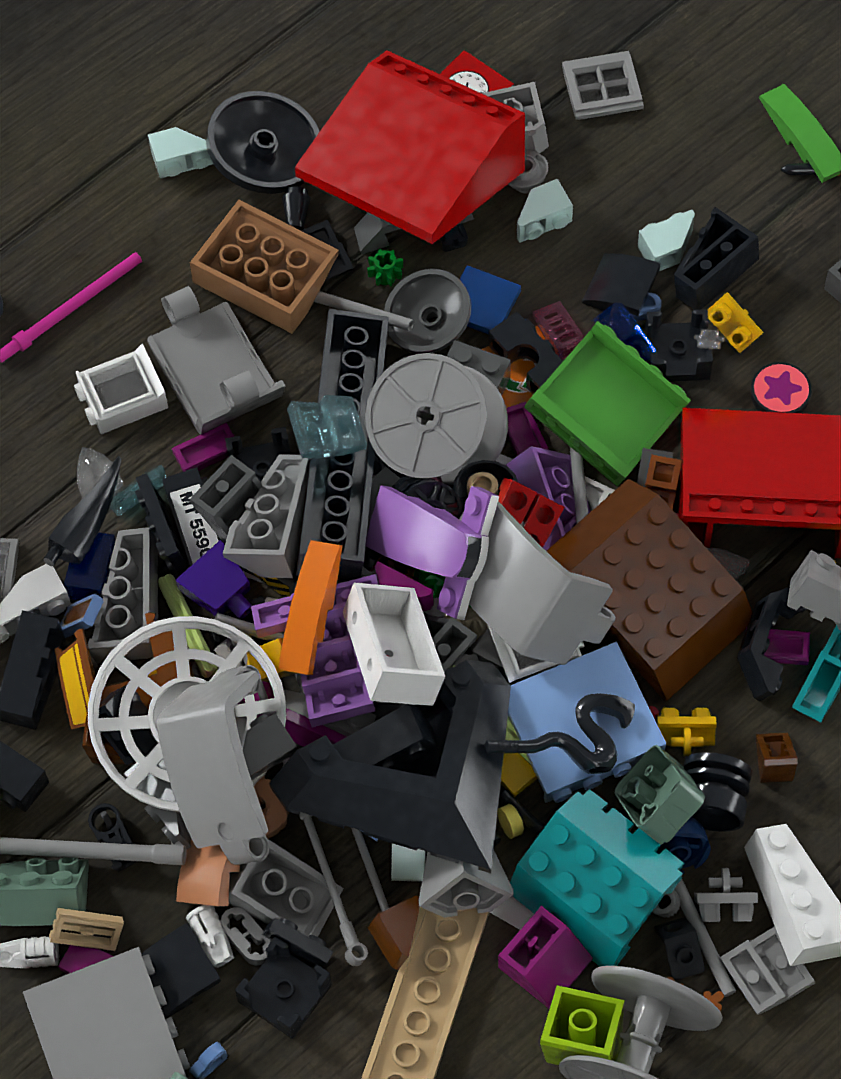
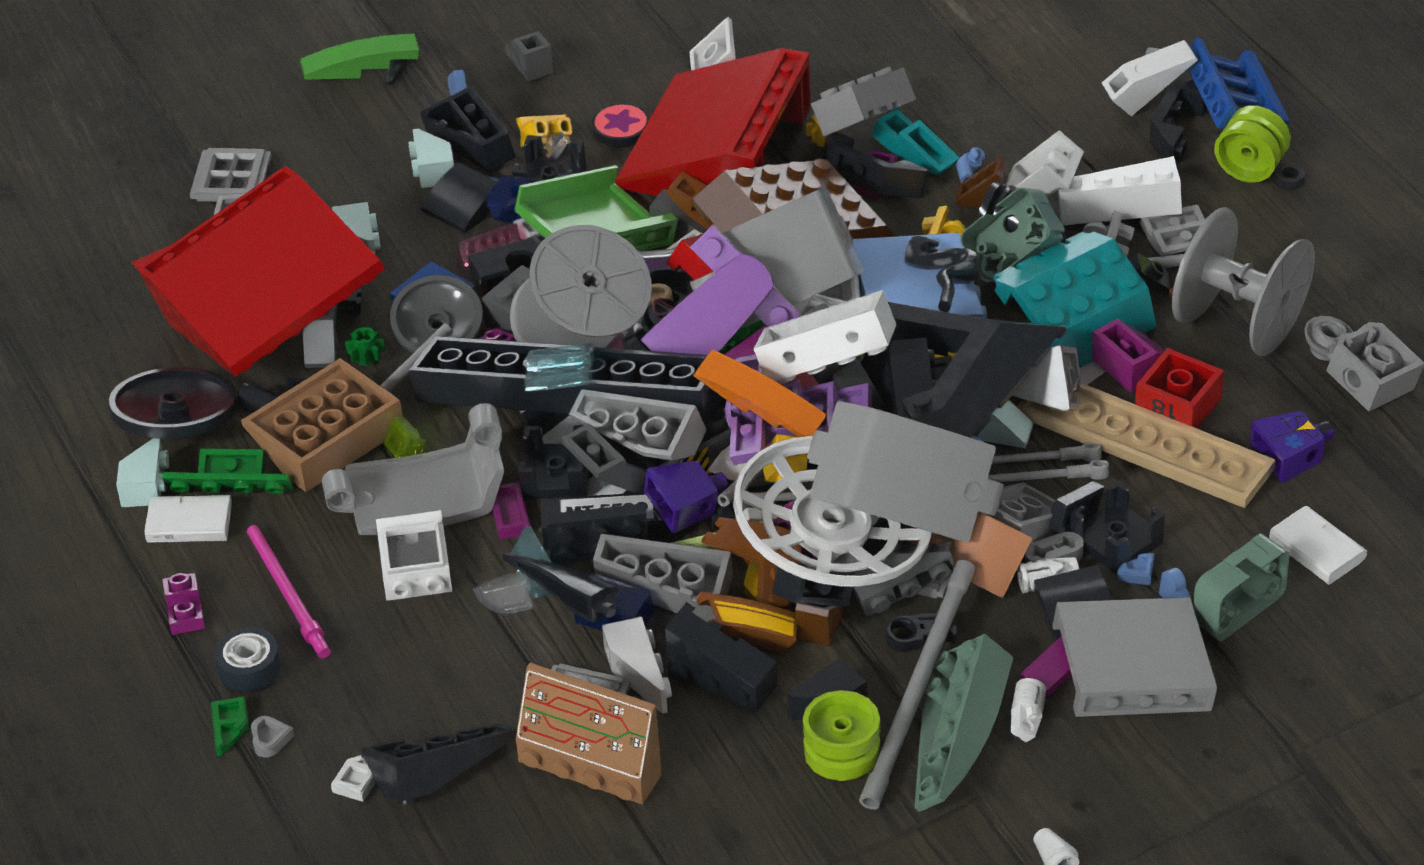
camera: 75 degrees left, 20 degrees down
(42, 234) = (183, 603): none -> magenta slope
(81, 614) = (673, 596): medium blue tile -> none
(88, 924) = (1017, 646): tan tile -> none
(140, 204) = (188, 518): none -> white piece
(195, 212) = (229, 469): none -> green bracket
(243, 1021) = (1137, 570): none -> medium blue tile
(266, 338) = (403, 438): none -> clear neon green tile
(395, 930) = (1088, 433): reddish brown slope -> none
(491, 1011) = (1180, 388): none -> red brick
(582, 1026) = (1221, 319): lime slope -> none
(785, 806) = (1047, 166): none -> white window
(786, 230) = (456, 81): none -> medium blue tile
(815, 732) = (969, 163): none -> medium blue arm

